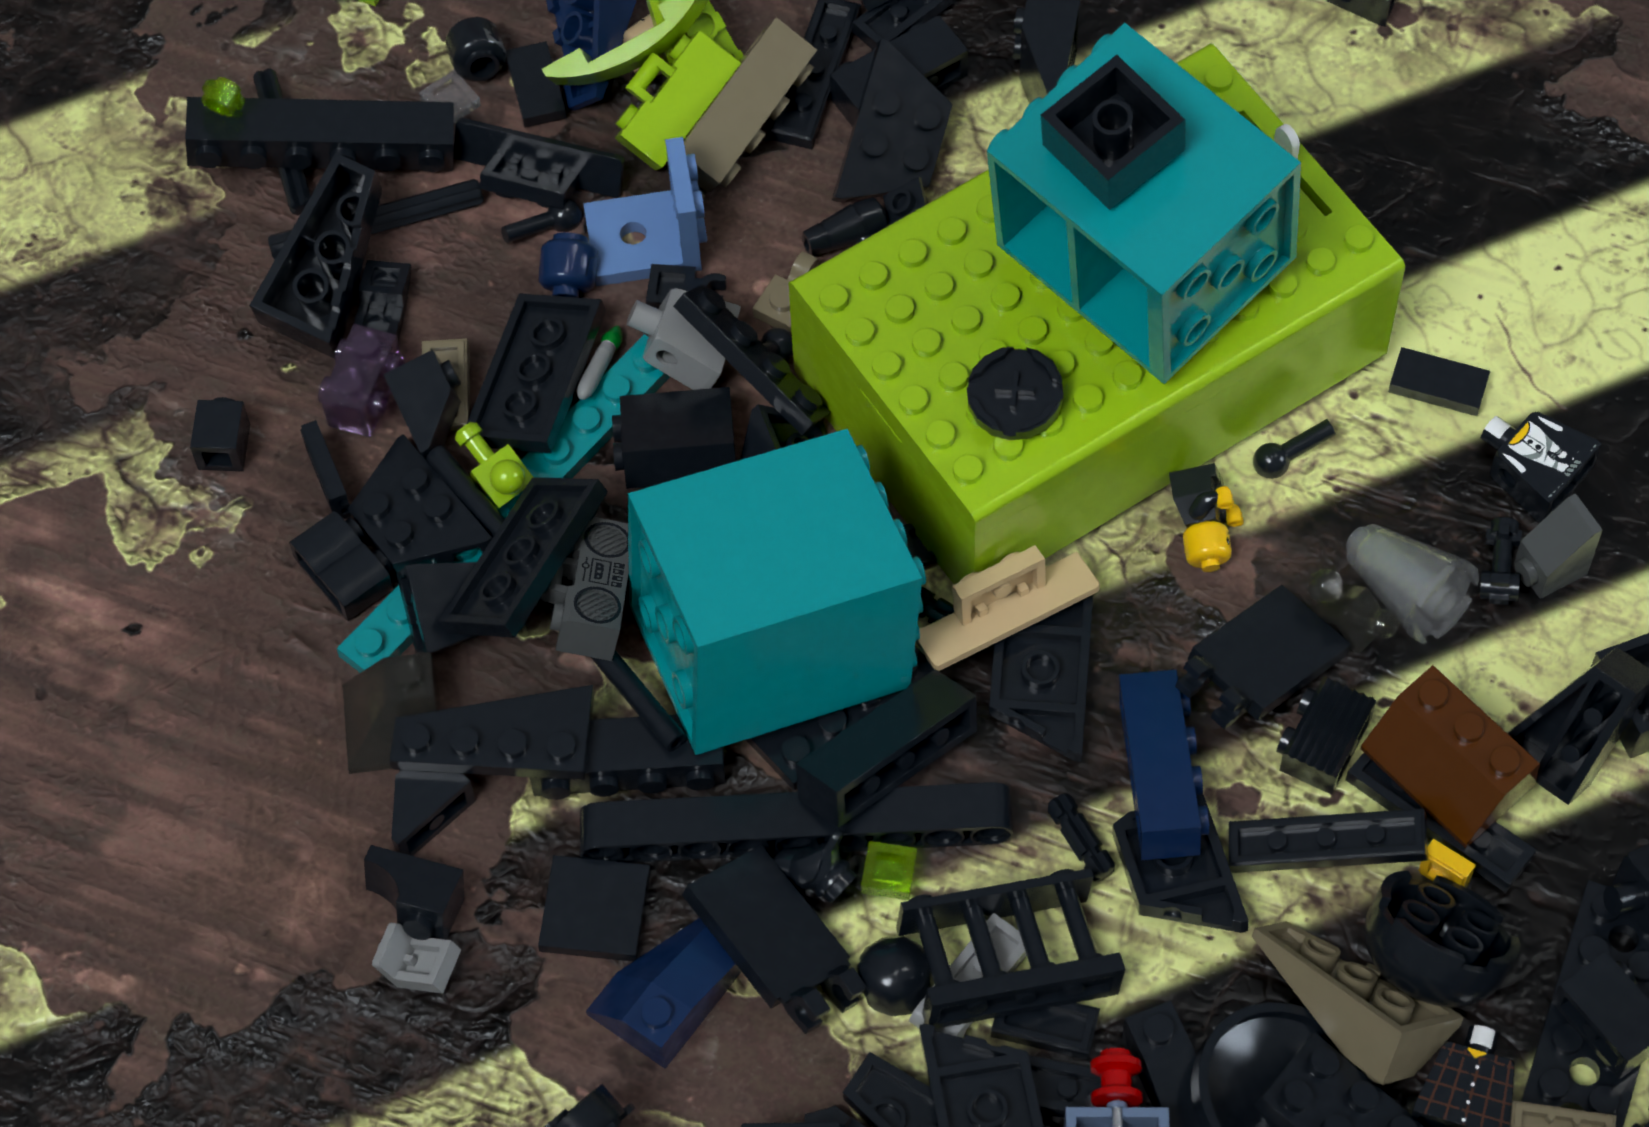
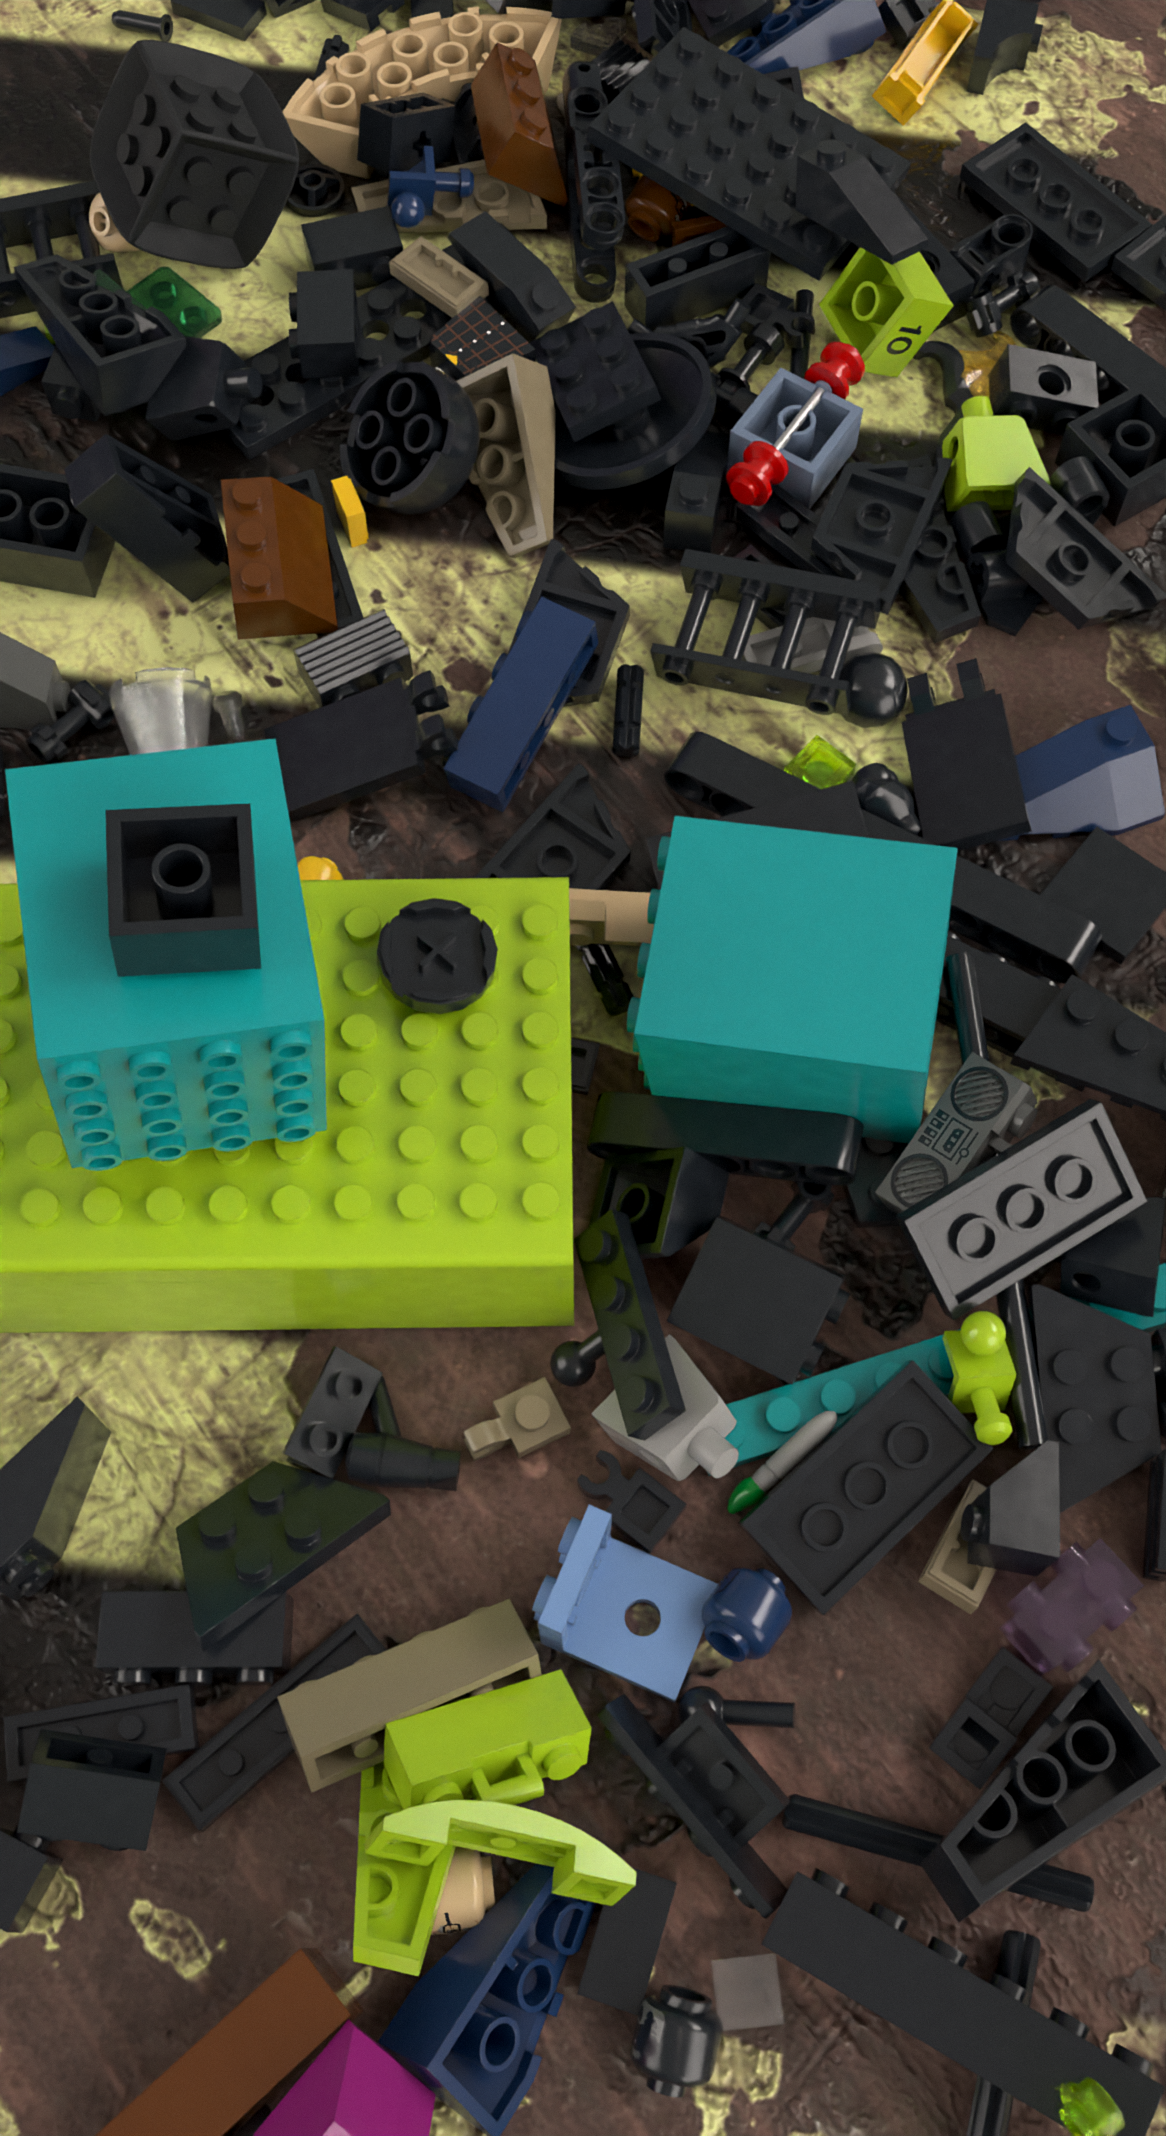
camera: 150 degrees left, 5 degrees up
(1328, 840) = (429, 575): black tile -> none

